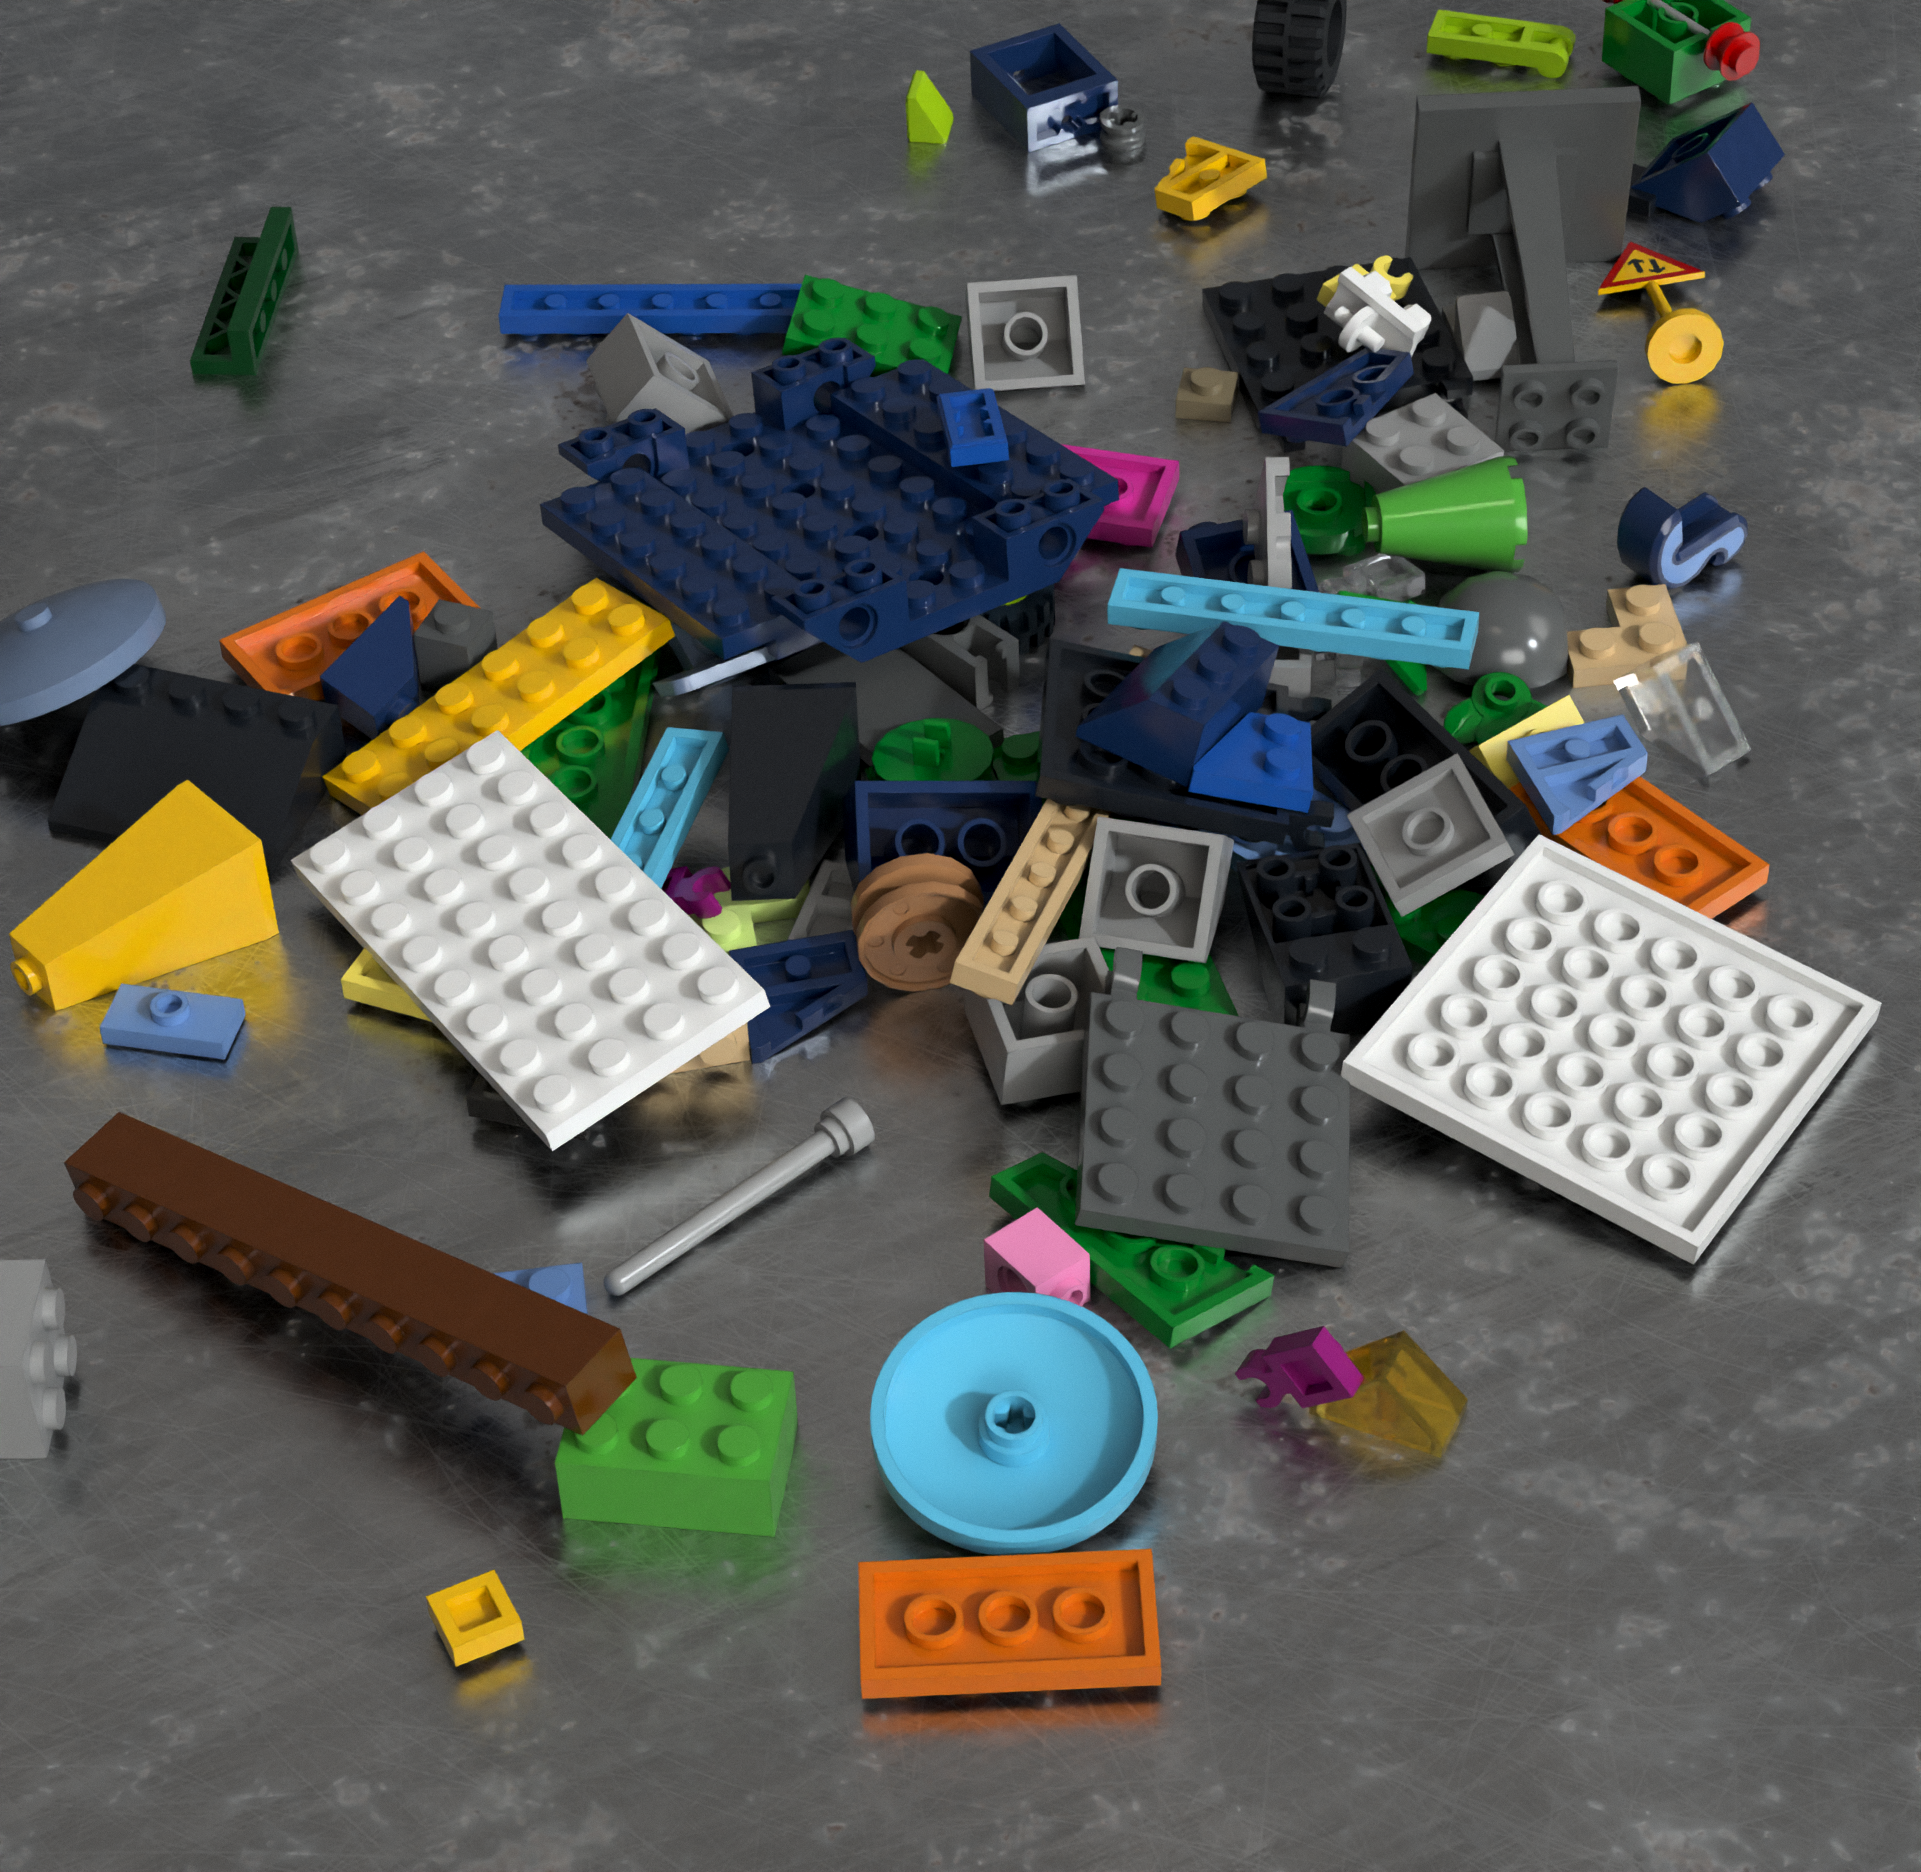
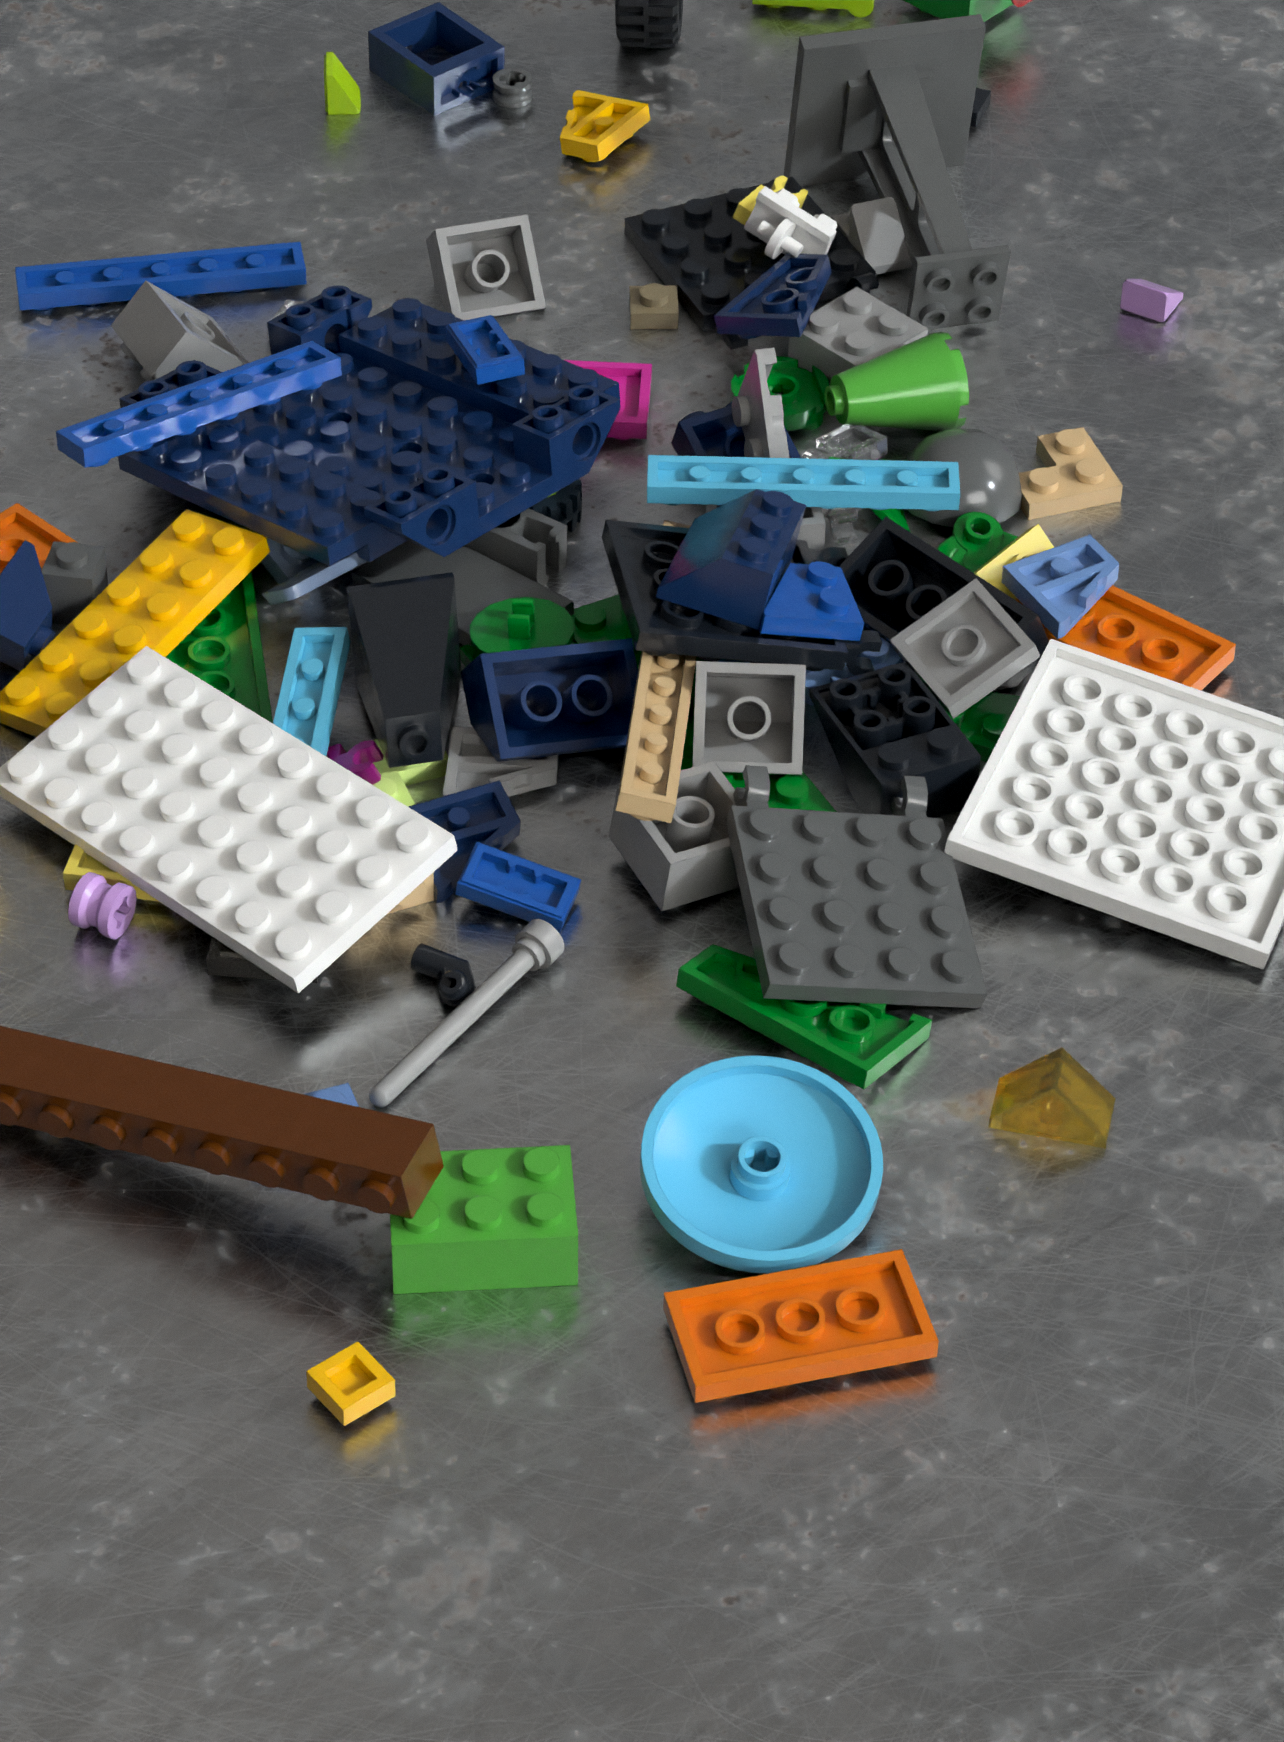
camera: 15 degrees left, 0 degrees up
(373, 1022) = (102, 905): none -> lavender wheel
(634, 459) = (198, 404): none -> blue plate
(738, 1147) = (452, 973): none -> black arm
(842, 1056) = (517, 886): none -> blue plate
(874, 321) = (316, 265): green plate -> none
(915, 920) = (557, 767): medium nougat wheel -> none
(1038, 1259) = (735, 1028): bright pink brick -> none
(1304, 1365) = (985, 1086): magenta plate -> none
(1675, 543) = (1084, 390): dark blue animal -> none
(1683, 341) = (1041, 227): yellow piece -> none
(1684, 710) = (1130, 526): clear slope -> none
(1713, 166) = (1025, 79): dark blue slope -> none
(1792, 438) = (1149, 299): none -> lavender slope

